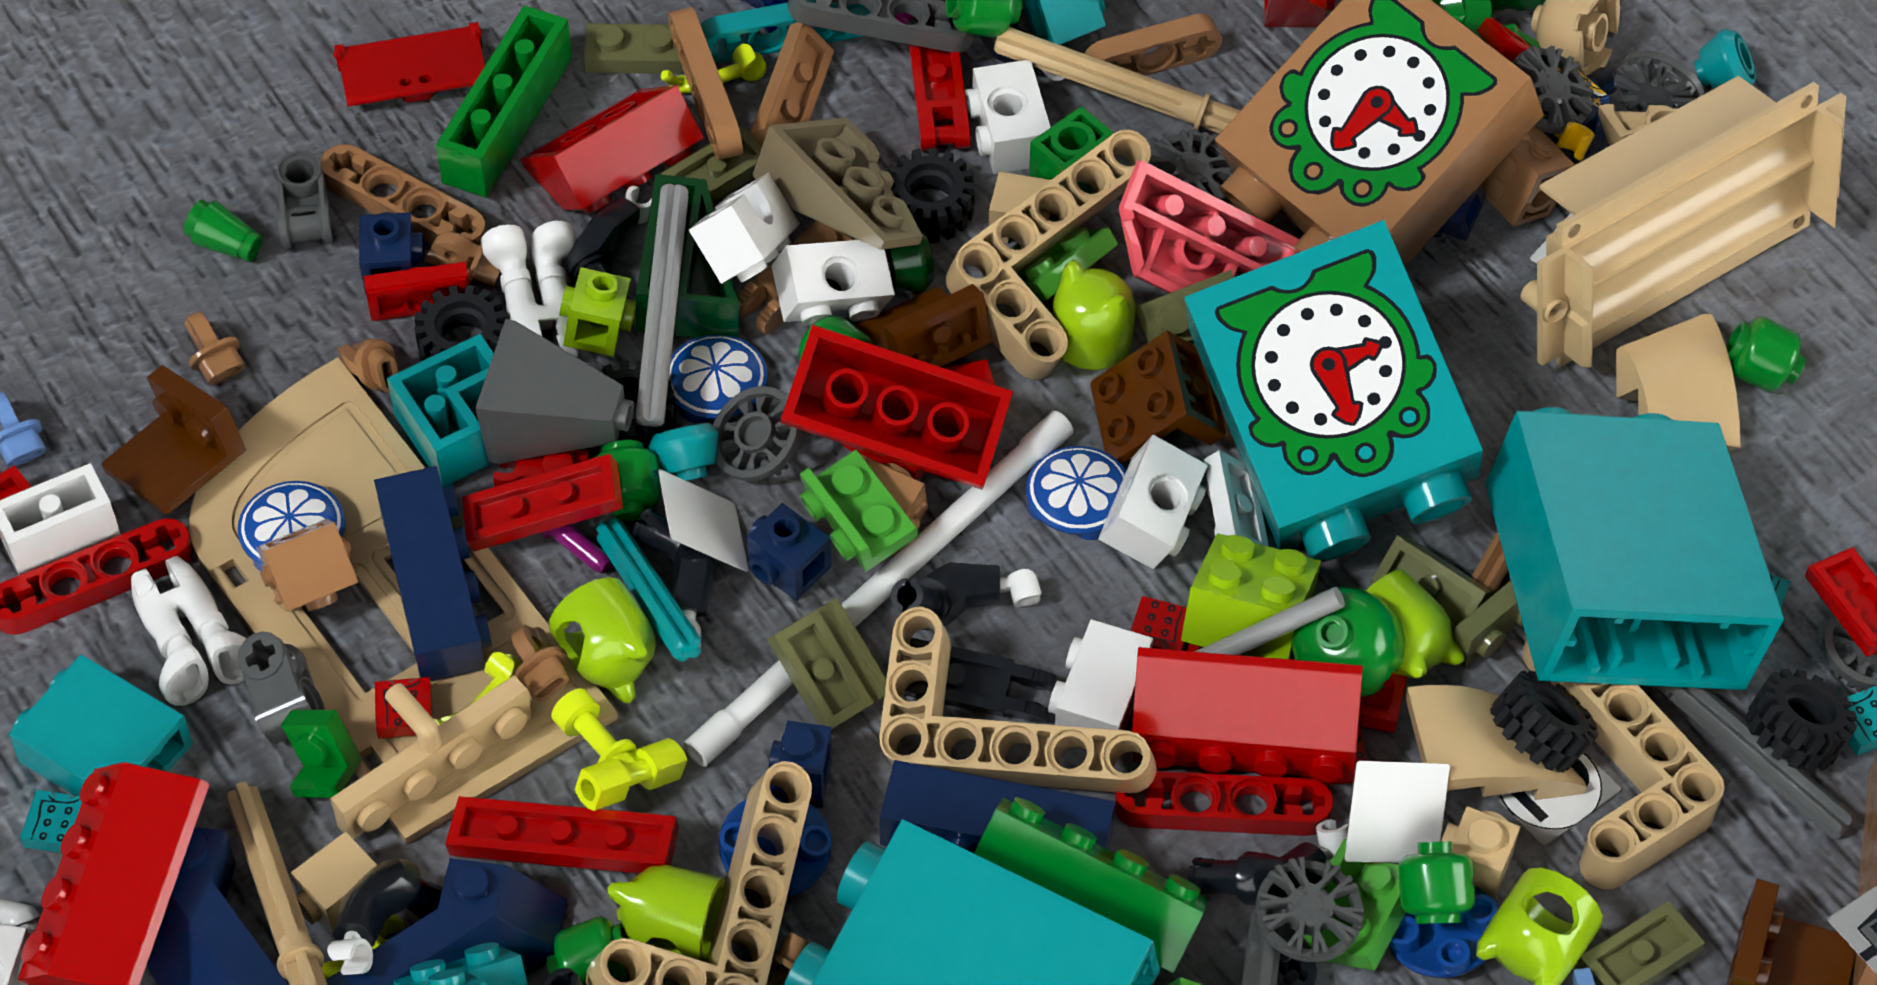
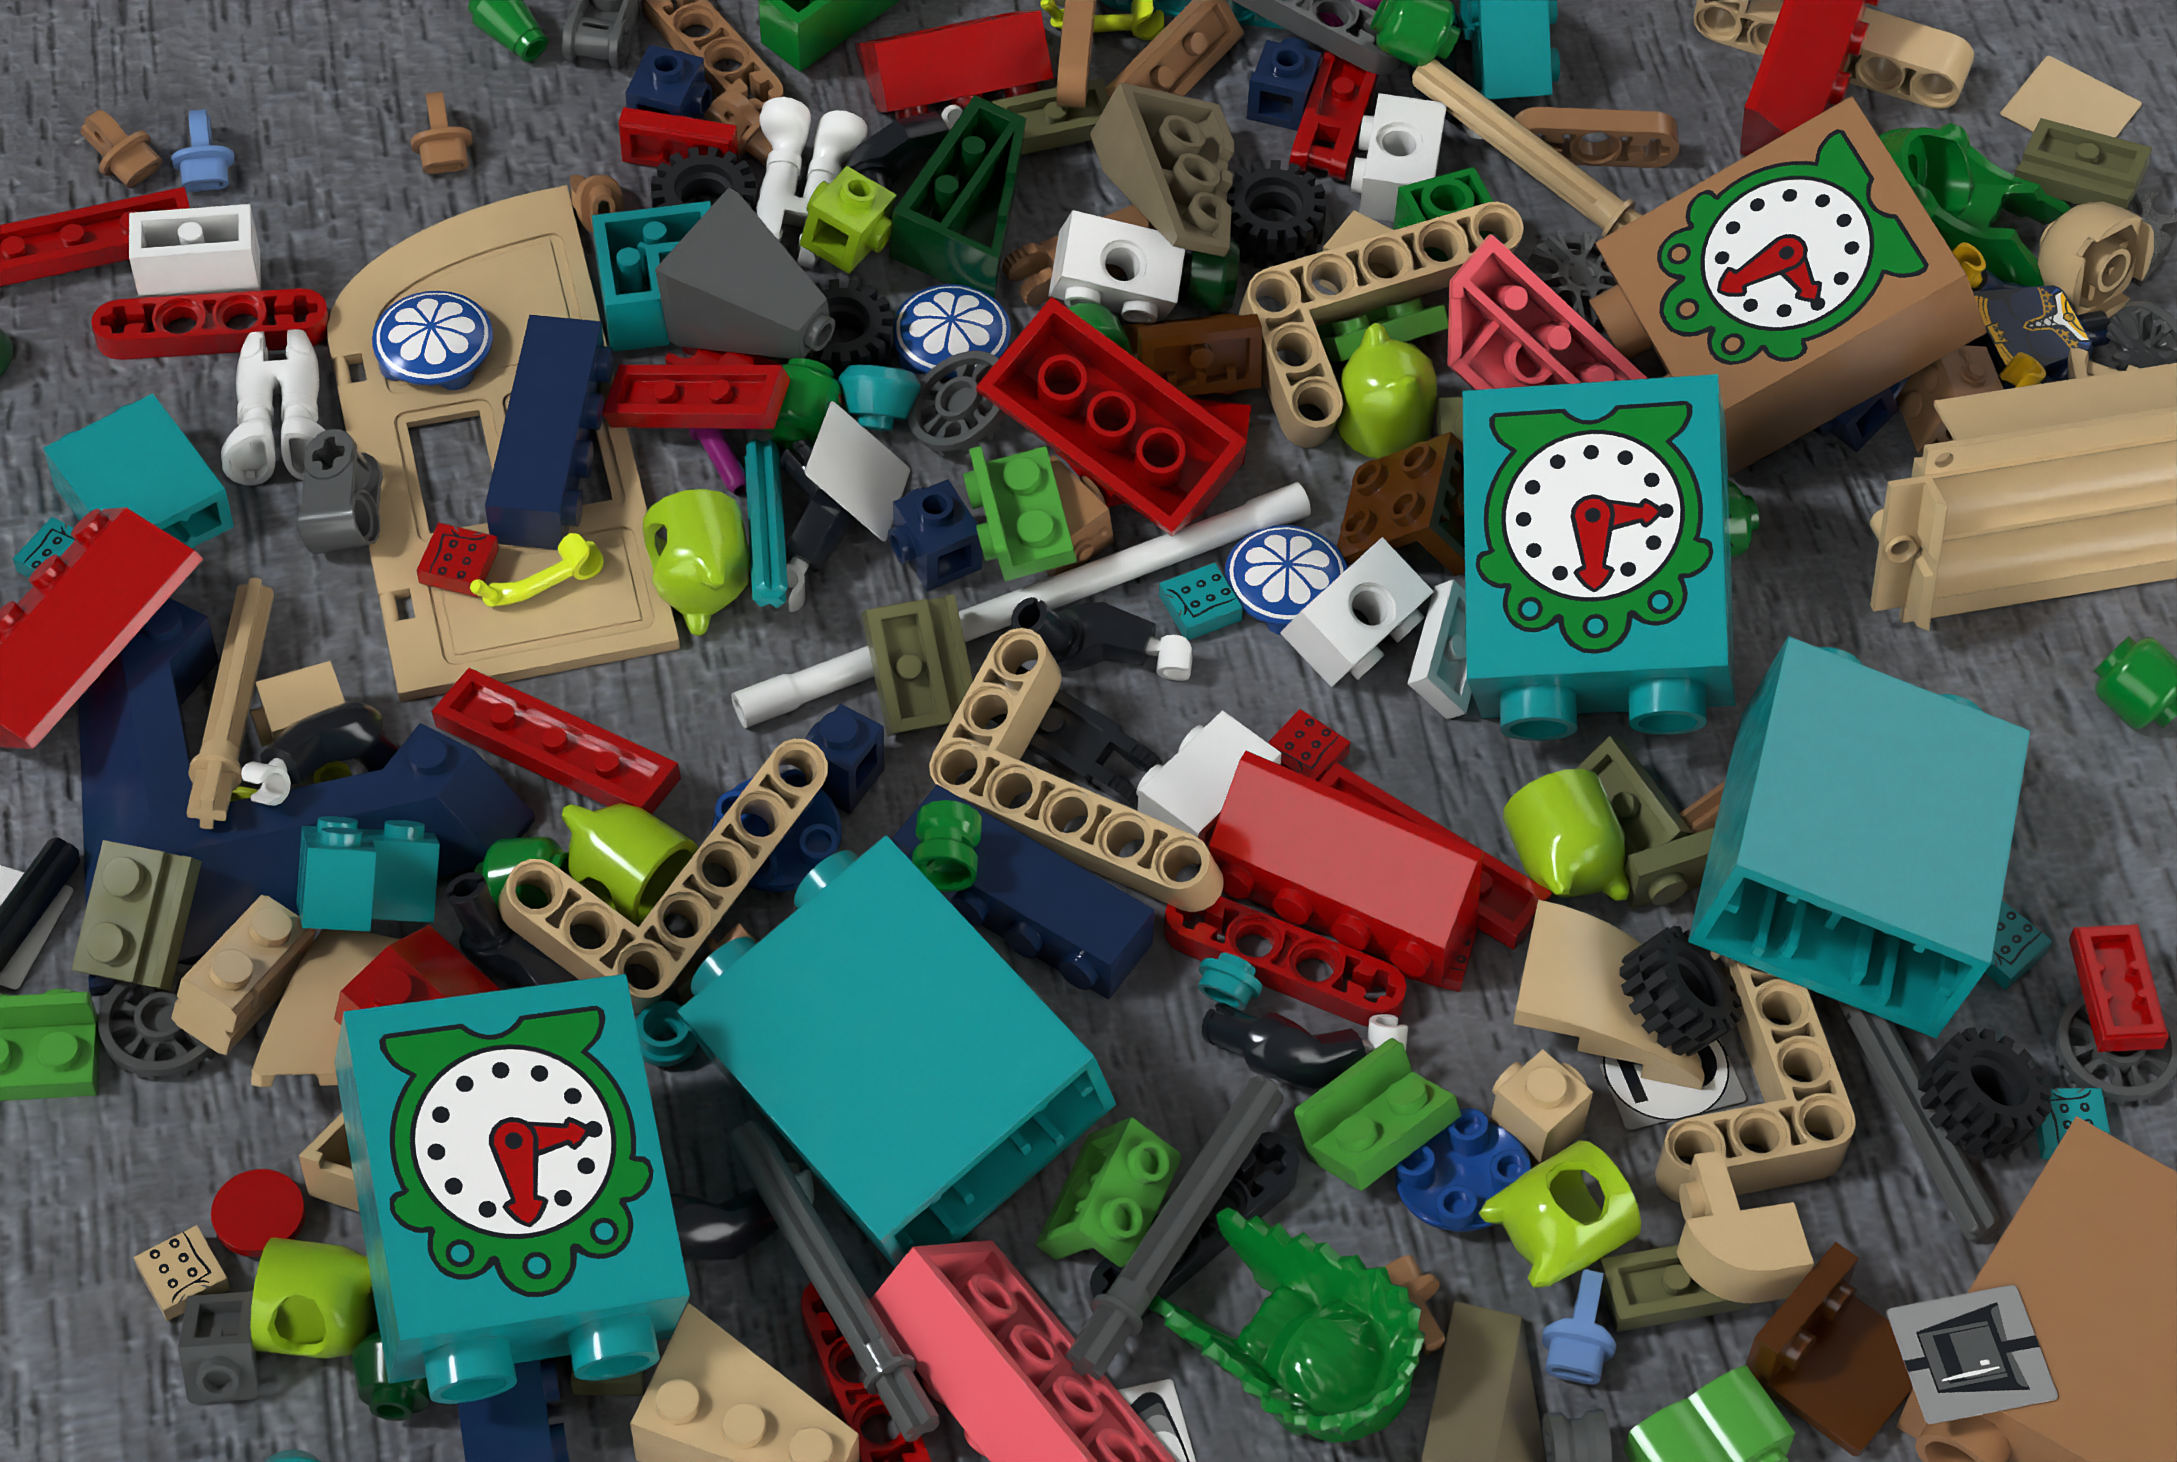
camera: 20 degrees right, 0 degrees up
(179, 448) = (356, 225): reddish brown bracket -> none
(307, 566) = (422, 382): medium nougat head -> none
(324, 751) = (354, 572): green bracket -> none
(433, 756) = (457, 615): tan plate -> none
(542, 664) = (618, 559): medium nougat piece -> none
(619, 761) = (650, 687): neon yellow bar -> none
(662, 305) = (912, 231): light grey axle -> none
(746, 230) = (1040, 181): white arch -> none
(886, 72) = (1284, 70): none -> dark blue brick
(932, 804) = (947, 841): none -> green wheel
(1020, 534) = (1200, 601): none -> teal tile
(1094, 877) = (1087, 985): green brick -> none
(1192, 837) = (1229, 980): none -> teal plate
(1243, 586) = (1410, 748): lime brick -> none
(1278, 624) = (1416, 778): light grey bar -> none
(1309, 909) = (1310, 1097): dark grey wheel -> none
(1357, 634) = (1500, 815): green cylinder -> none
(1395, 809) = (1459, 1027): white sticker -> none
(1436, 883) = (1465, 1118): green head -> none
(1502, 38) = (1994, 248): red tile -> none
(1555, 89) = (2019, 310): dark grey wheel -> none
(1681, 913) = (1734, 1252): none -> tan brick
(1682, 376) = (2032, 676): tan slope -> none

